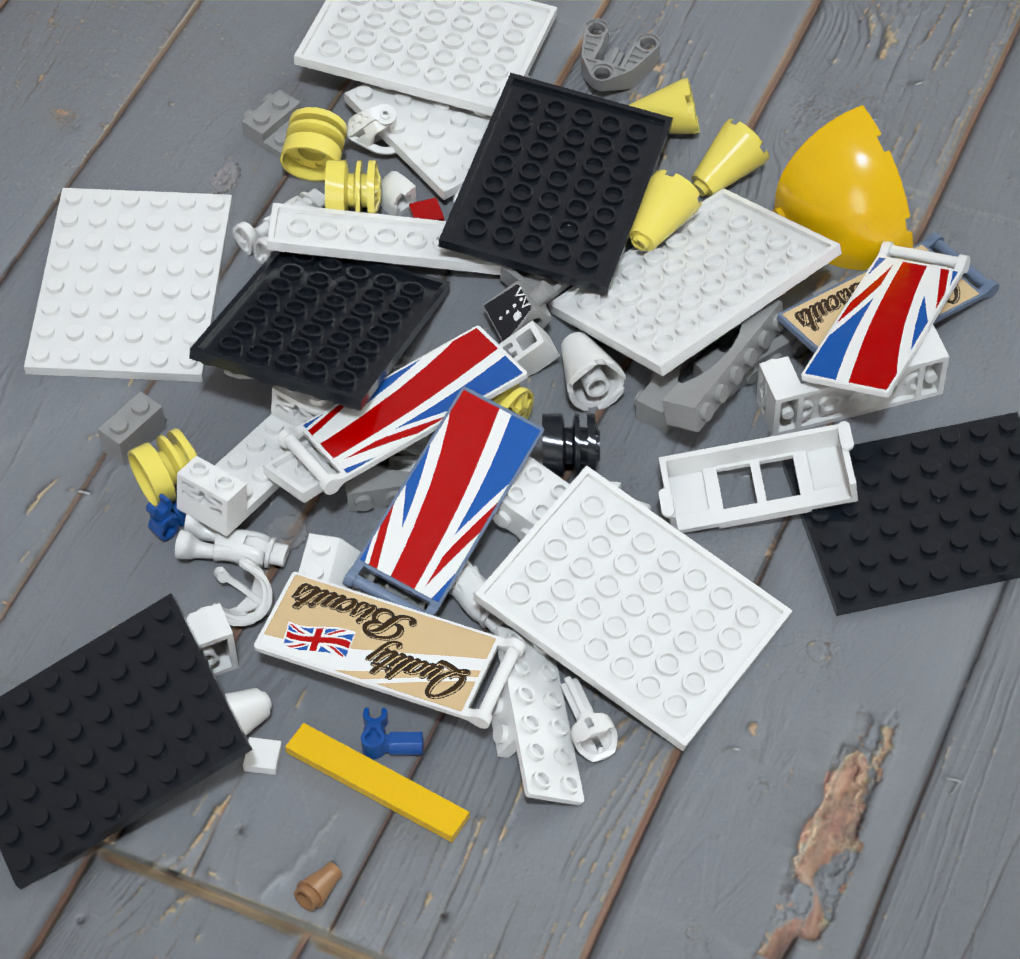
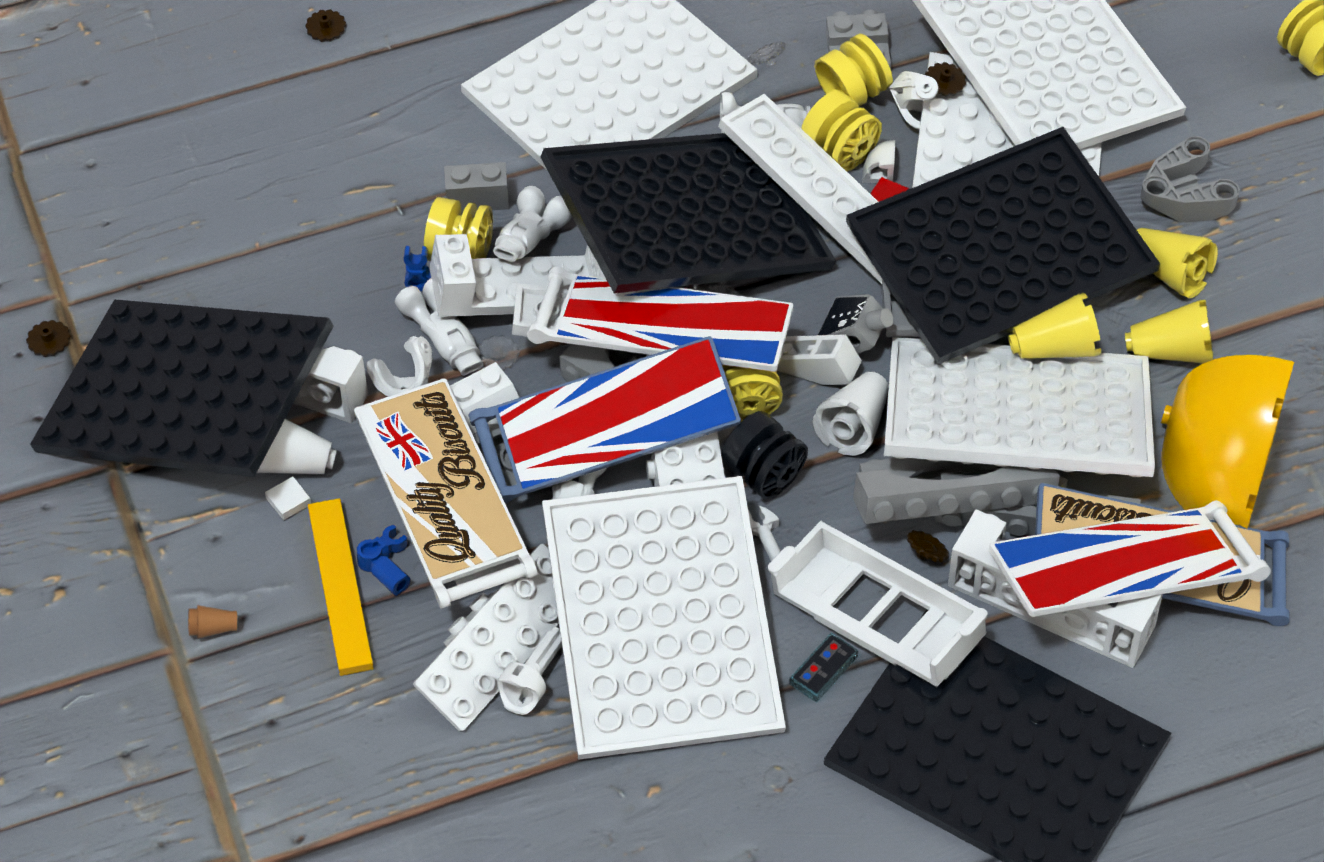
camera: 45 degrees right, 0 degrees up
(212, 424) = (529, 226): none -> white piece
(381, 96) = (948, 77): none -> dark brown piece
(735, 421) = (927, 546): none -> dark brown piece
(763, 553) = (823, 667): none -> tile

